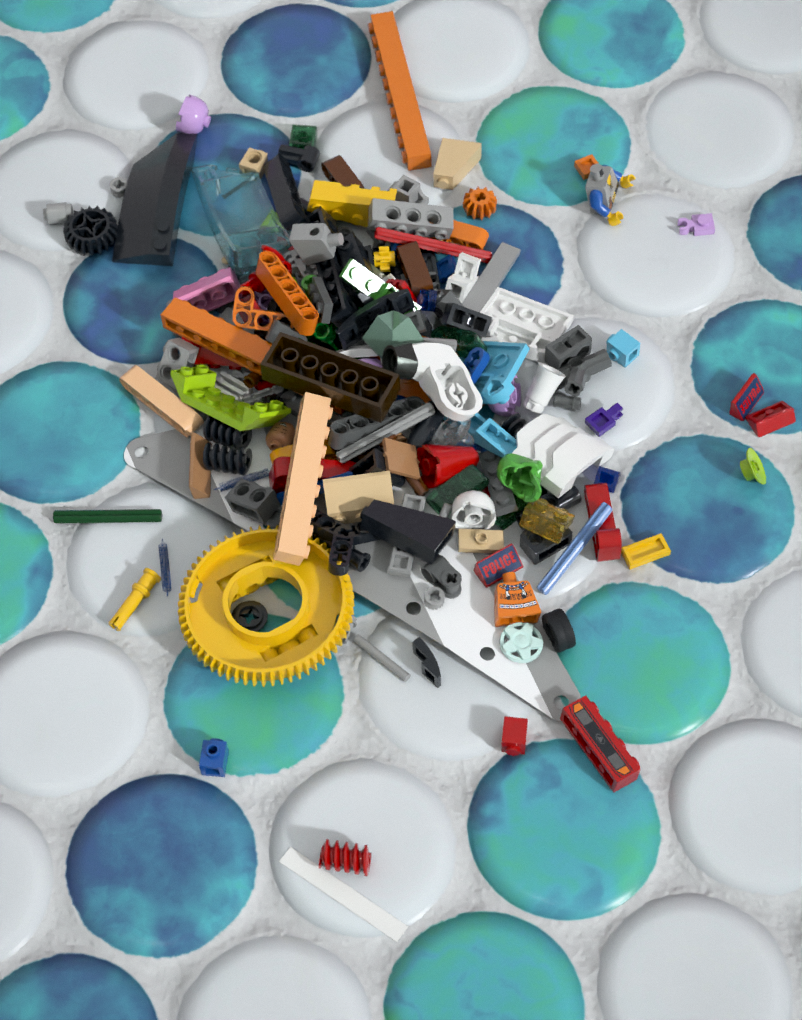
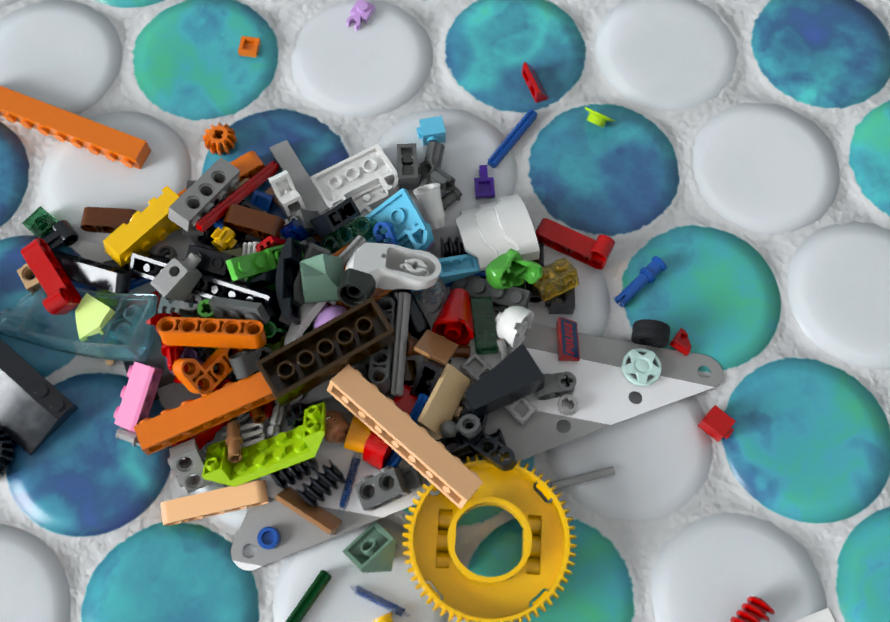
camera: 60 degrees left, 10 degrees up
(160, 456) = (269, 538): none -> blue tile
(200, 533) = (372, 550): none -> sand green slope
(217, 377) = (234, 441): none -> medium nougat pin
(247, 218) = (91, 317): none -> yellowish green slope
(259, 172) = (60, 290): none -> red beam
(259, 614) = (477, 549): black gear -> none
(348, 522) = (450, 428): none -> dark grey plate
(409, 191) = (167, 177): light grey brick -> none
(429, 664) = (618, 446): black slope -> none
(455, 161) = (164, 131): tan slope -> none
(480, 540) = (538, 336): tan plate -> none
(514, 602) = (608, 349): orange torso -> none
(574, 548) = (587, 276): medium blue axle -> none
(575, 665) = (681, 342): none -> red tile
(600, 743) = (761, 367): red brick -> none
(602, 189) = (283, 51): torso -> none
(608, 476) = (536, 214): clear blue slope -> none
(620, 600) = (646, 275): none -> blue pin
(645, 551) = (615, 229): yellow tile -> none
(672, 415) = (512, 138): none -> blue axle
(771, 418) = (560, 79): red slope -> none

